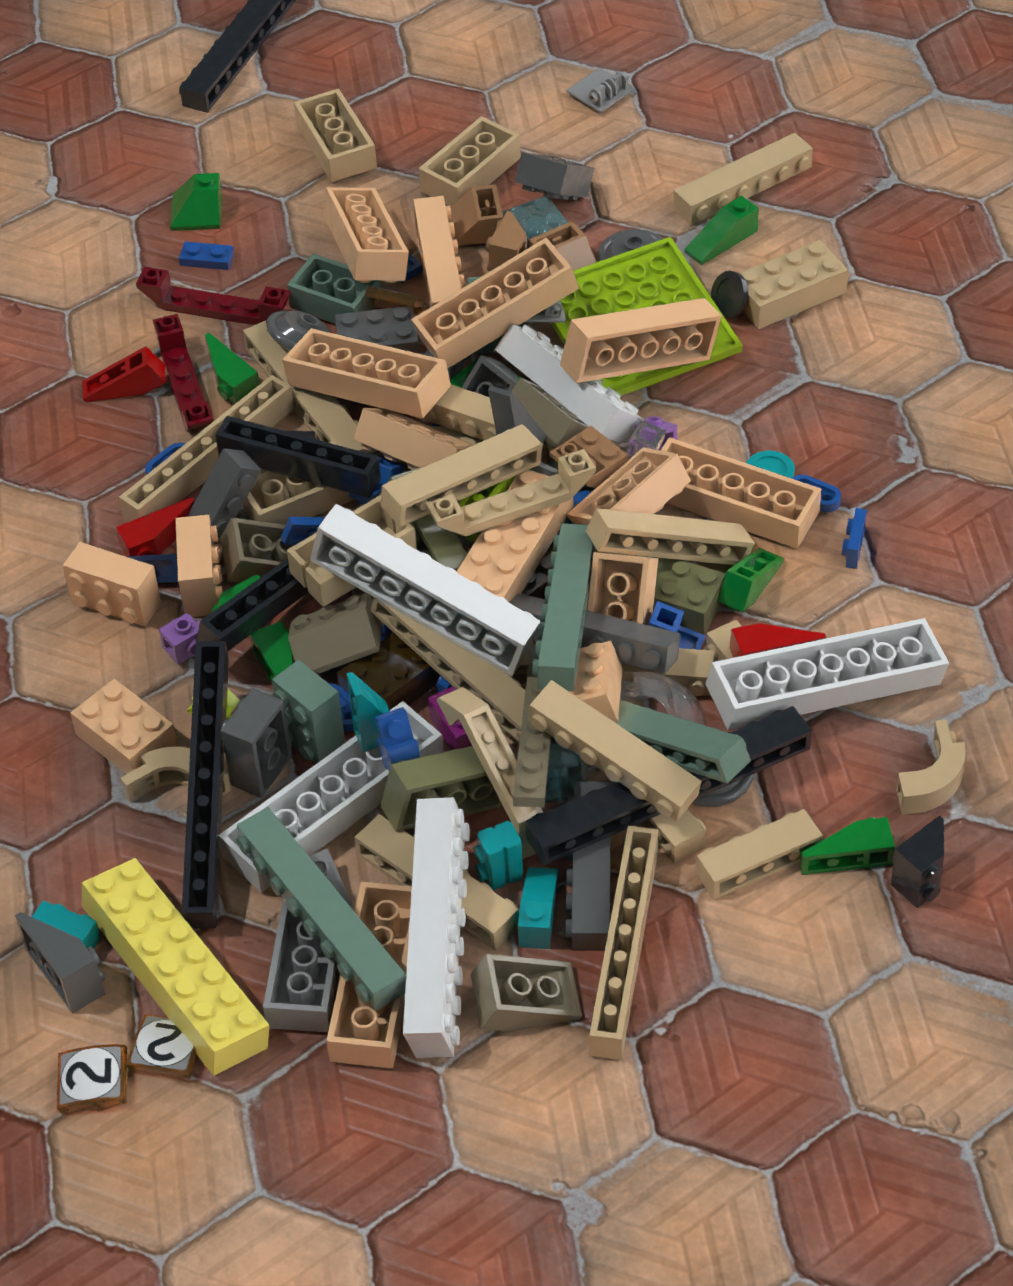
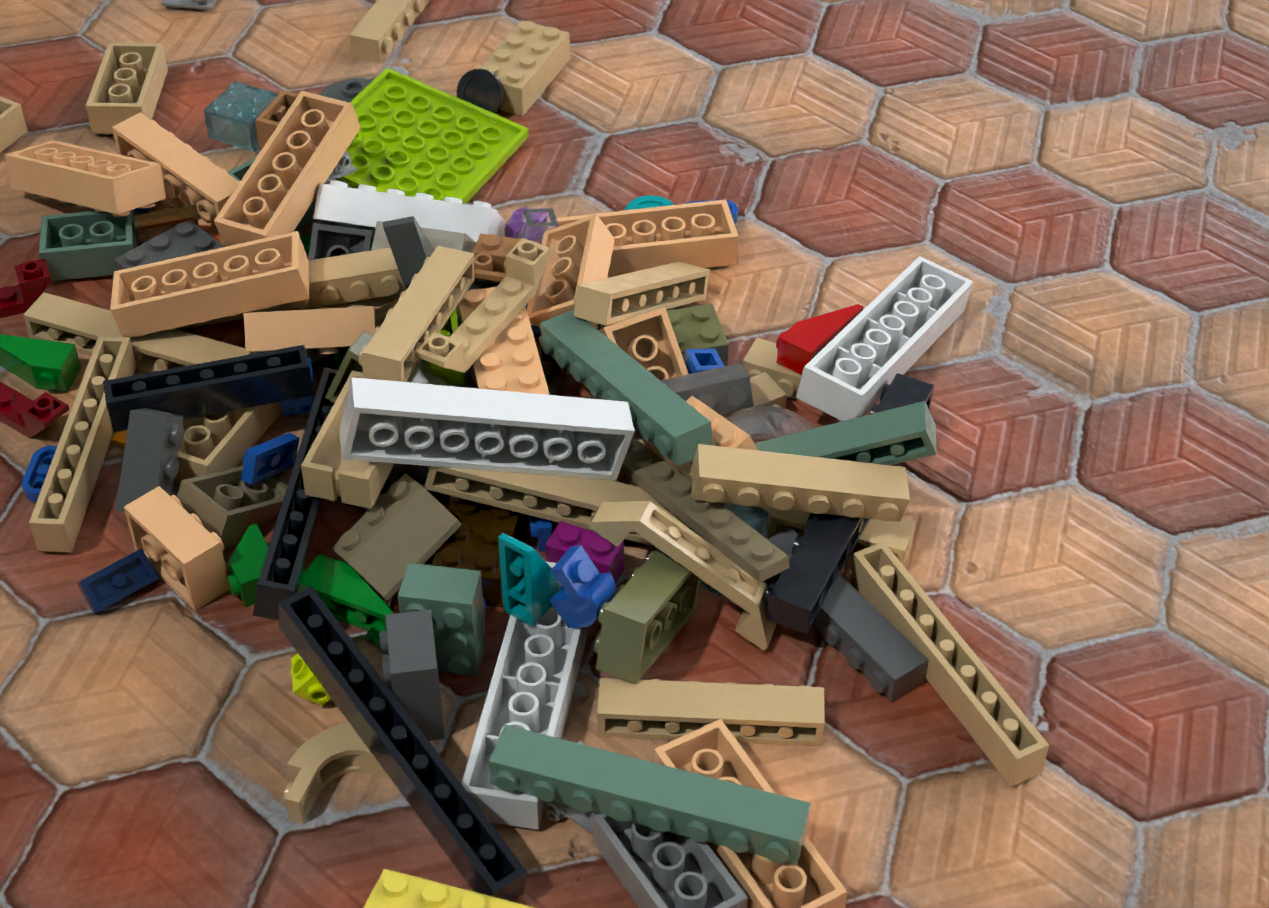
camera: 40 degrees left, 5 degrees down
(112, 584) = (93, 612): light nougat brick -> none
(122, 726) = (234, 749): light nougat brick -> none
(154, 531) = (88, 543): red slope -> none
(180, 638) = (221, 626): medium lavender brick -> none
(290, 326) = (82, 289): dark grey piece -> none
(435, 929) = (781, 746): white brick -> none
(476, 215) = (185, 119): medium nougat slope -> none
(499, 855) = (757, 647): teal brick -> none
(506, 241) = (238, 133): medium nougat slope -> none
(524, 992) = (897, 766): dark tan slope -> none
(537, 908) = (846, 689): teal slope -> none
(553, 176) = (229, 61): dark grey brick -> none
(640, 340) = (458, 146): light nougat brick -> none
(727, 228) = (422, 47): green slope -> none
(748, 579) = (730, 305): green slope -> none
(756, 854) = (971, 522): tan brick -> none
(852, 546) = (781, 231): blue plate -> none
(854, 847) = (1050, 465): green slope -> none
(920, 864) = (1123, 450): black slope -> none
(935, 785) = (1050, 369): tan arch -> none

